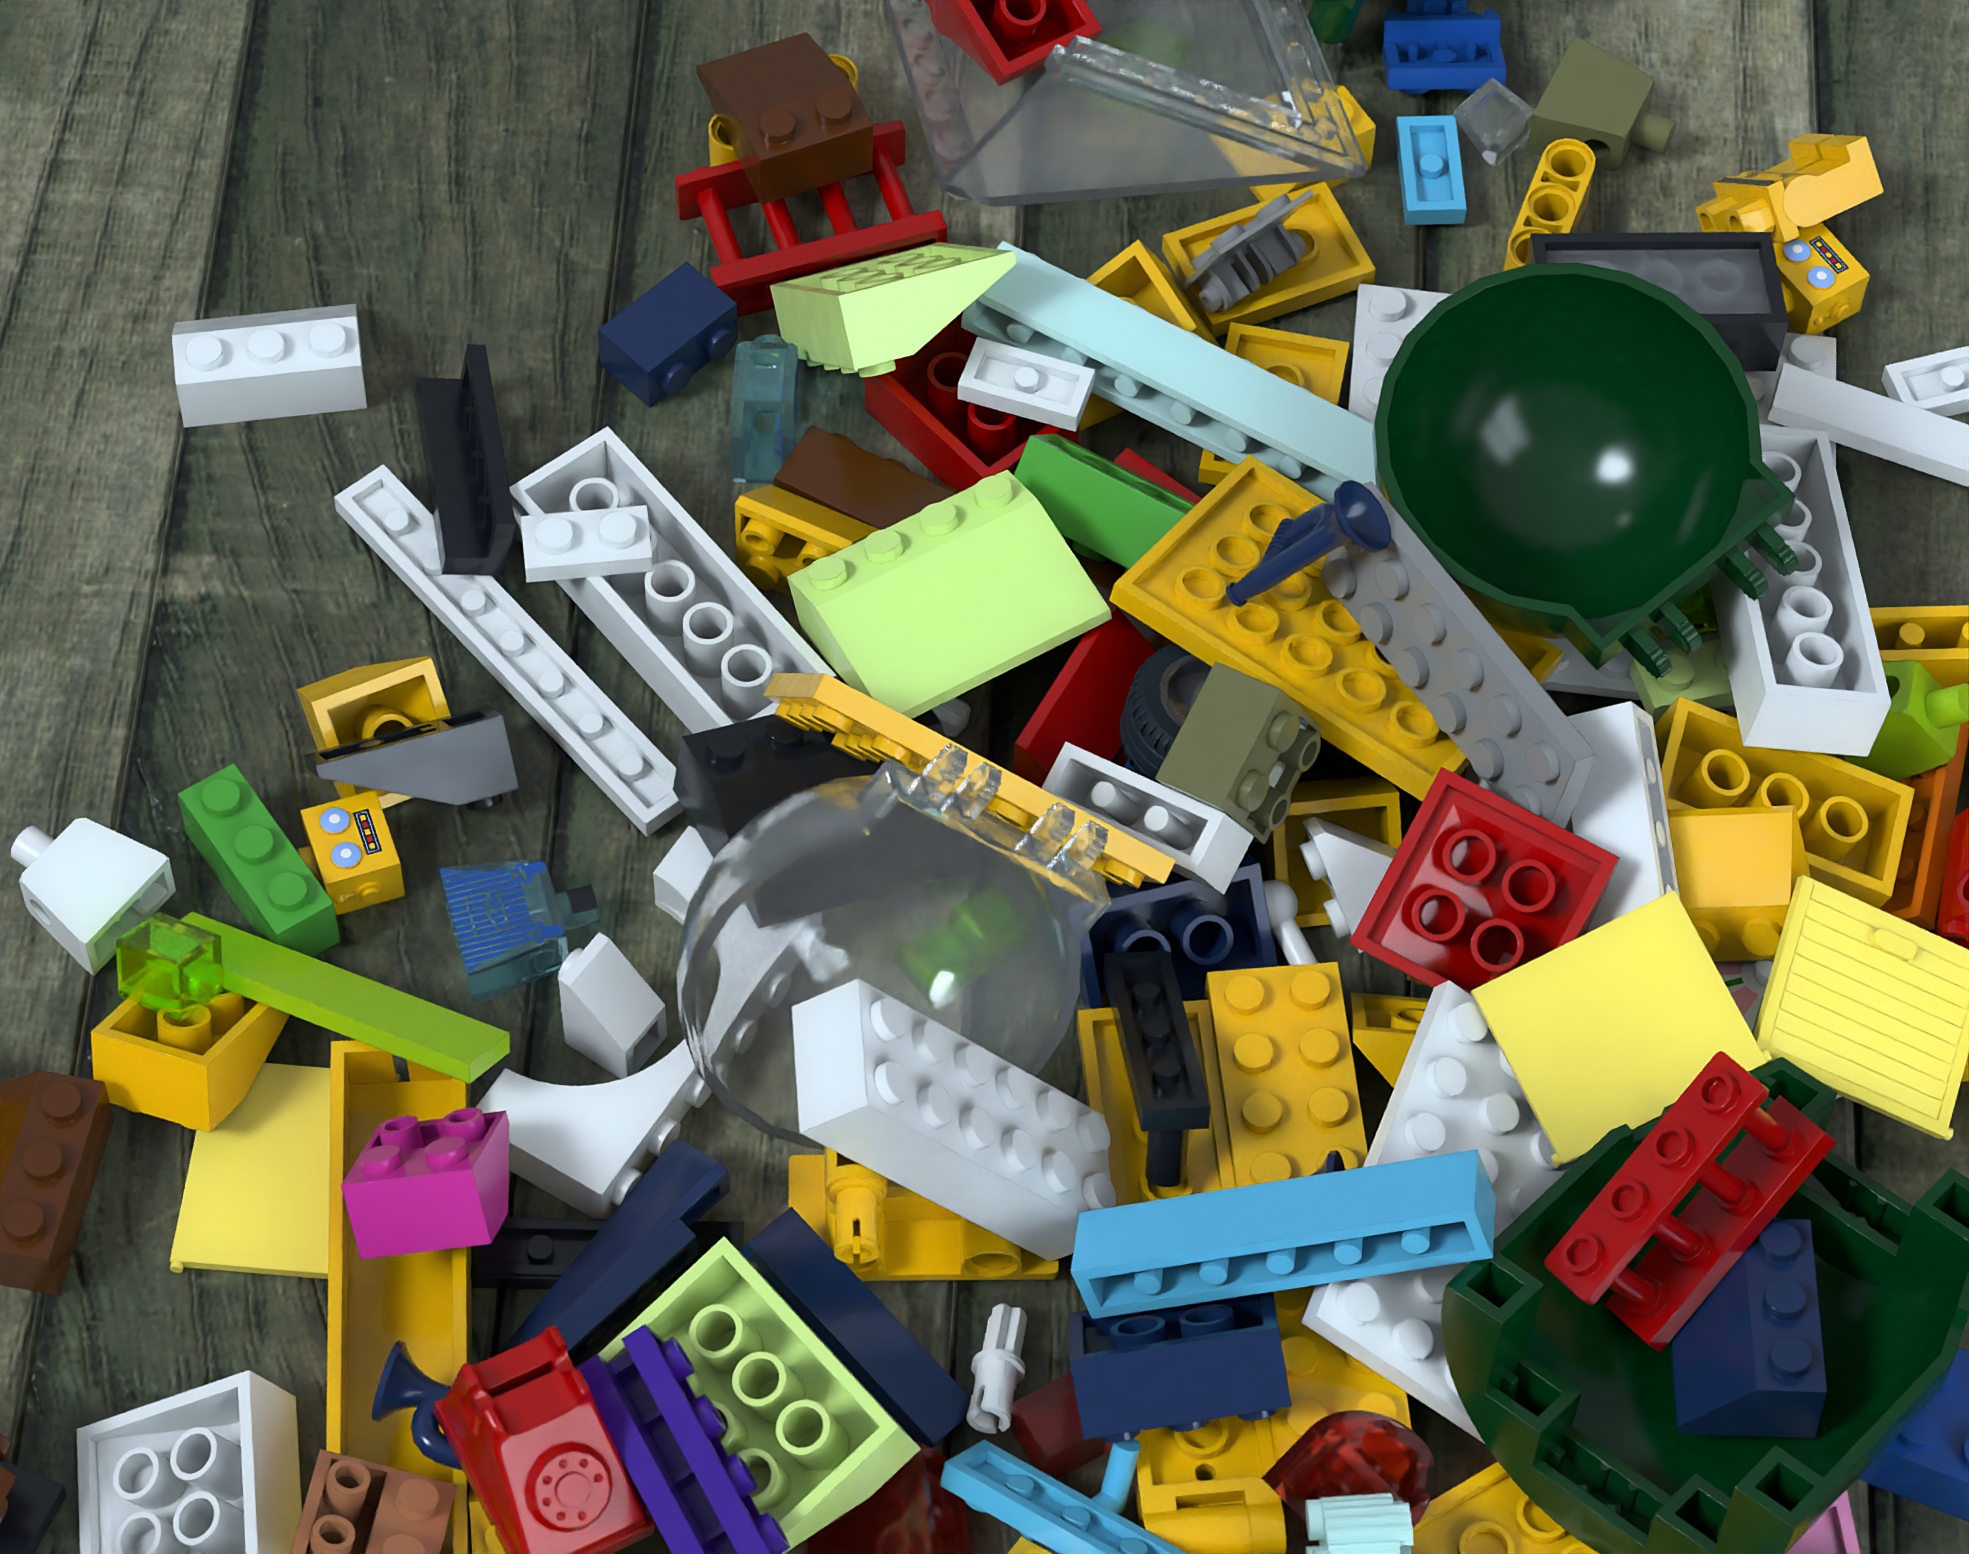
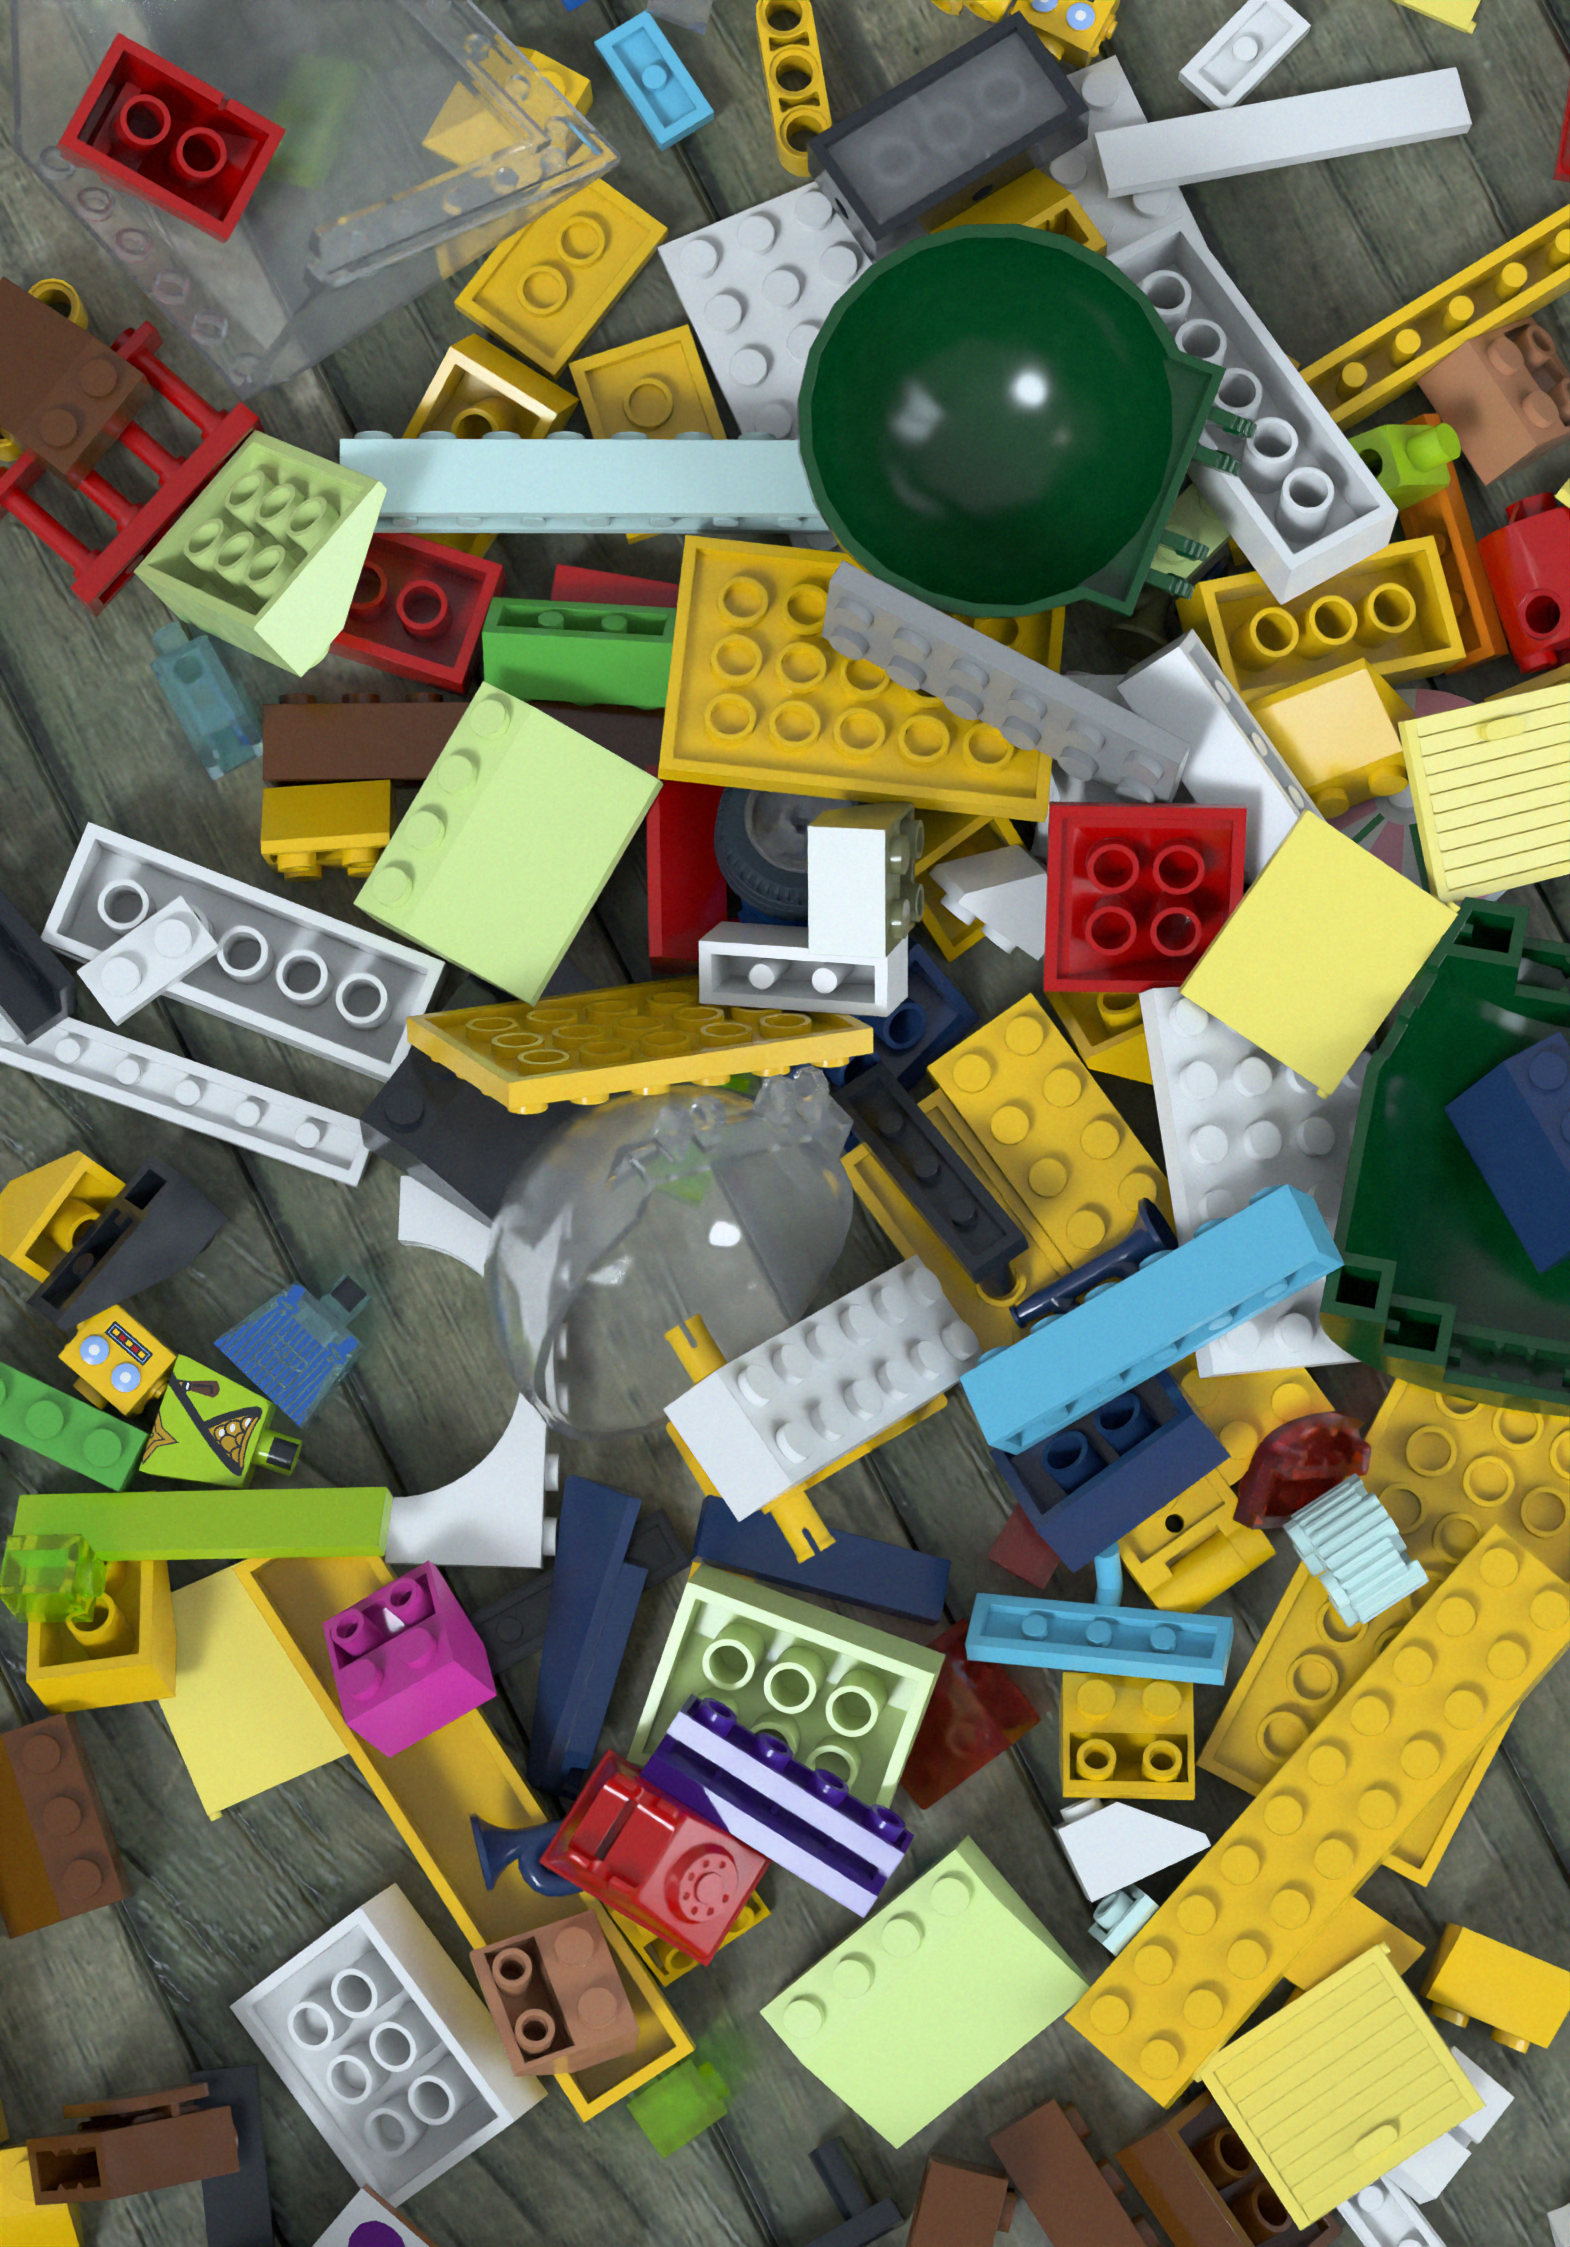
camera: 25 degrees left, 25 degrees up
(393, 939) = (215, 1431): none -> lime torso
(609, 1008) = (439, 1388): white slope -> none
(668, 335) = (70, 669): dark blue brick -> none
(998, 1370) = (950, 1519): white axle -> none
(1026, 384) = (442, 570): white plate -> none
(1248, 255) = (559, 272): light grey hinge -> none
(1282, 910) = (946, 953): white bar -> none
(1351, 520) = (849, 622): dark blue piece -> none
(1717, 1223) = (1466, 1097): red fence -> none

